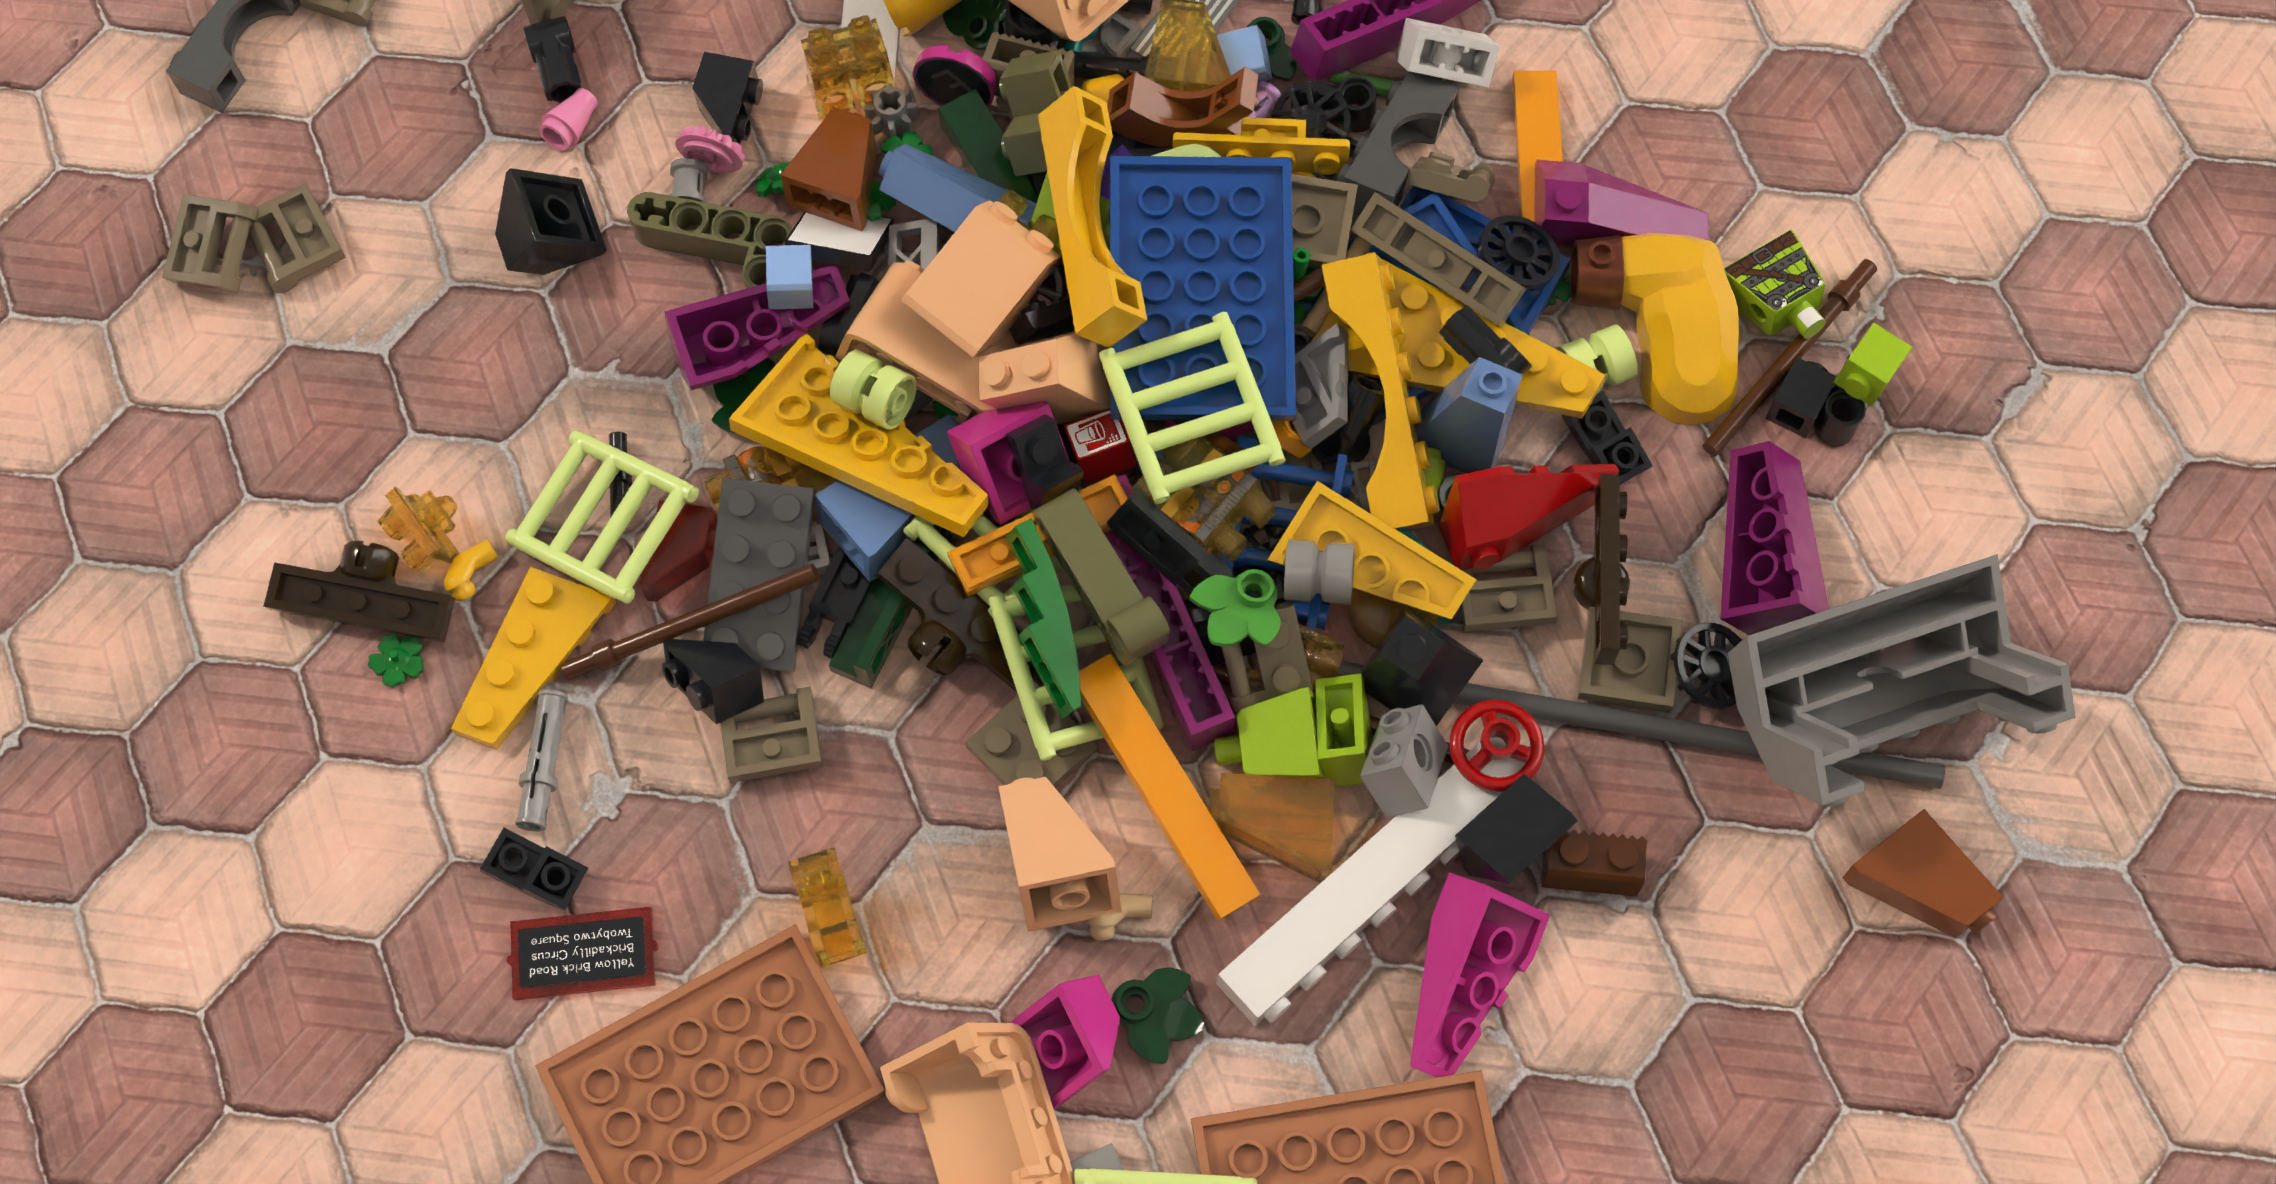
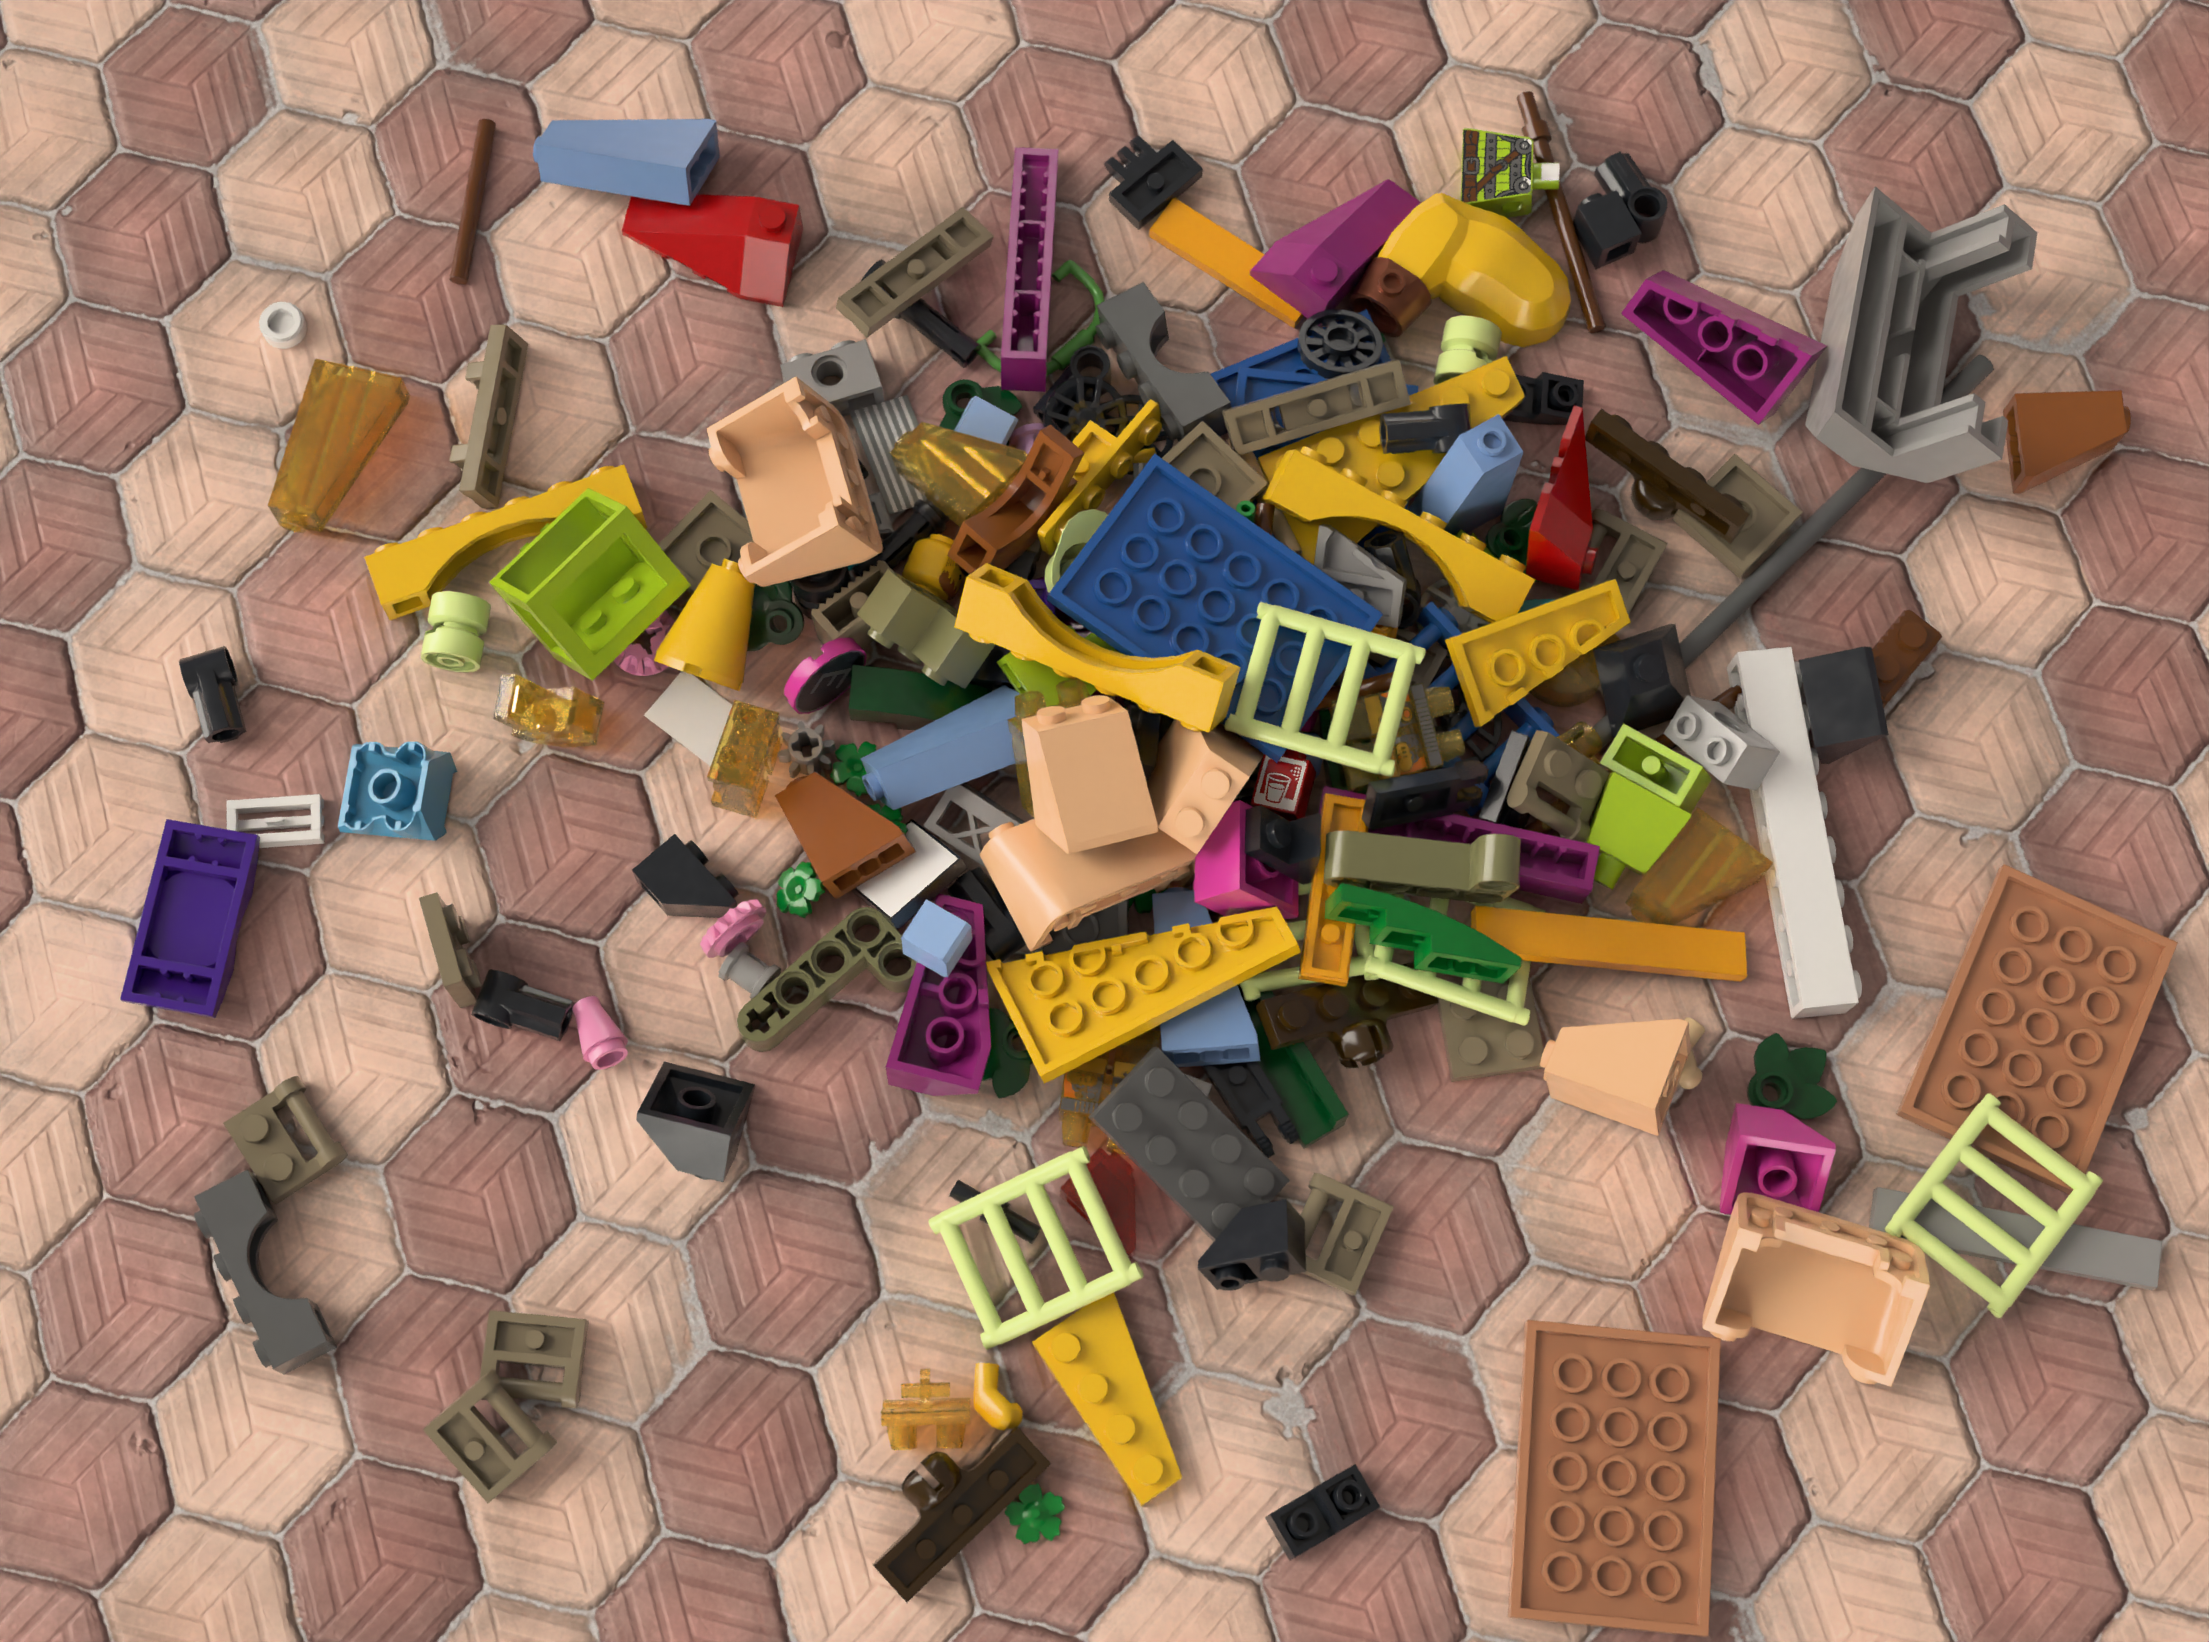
camera: 60 degrees left, 5 degrees up
(539, 775) = (1271, 1482): light grey pin -> none
(582, 953) = (1424, 1518): piece -> none
(610, 653) = (1166, 1324): reddish brown bar -> none
(827, 907) = (1535, 1284): clear yellow brick -> none
(870, 387) = (1094, 944): yellowish green wheel -> none
(1234, 612) = (1523, 781): bright green plate -> none
(1319, 572) = (1528, 697): light grey wheel -> none
(1442, 176) = (1218, 352): dark tan plate -> none
(1447, 52) = (1105, 267): white brick -> none
(1471, 956) = (1895, 798): dark pink wedge -> none
(1502, 729) = (1770, 650): red piece -> none
(1557, 45) = (1150, 179): none -> black hinge
(1709, 665) = (1787, 459): black wheel -> none
(1872, 364) = (1633, 156): lime brick -> none

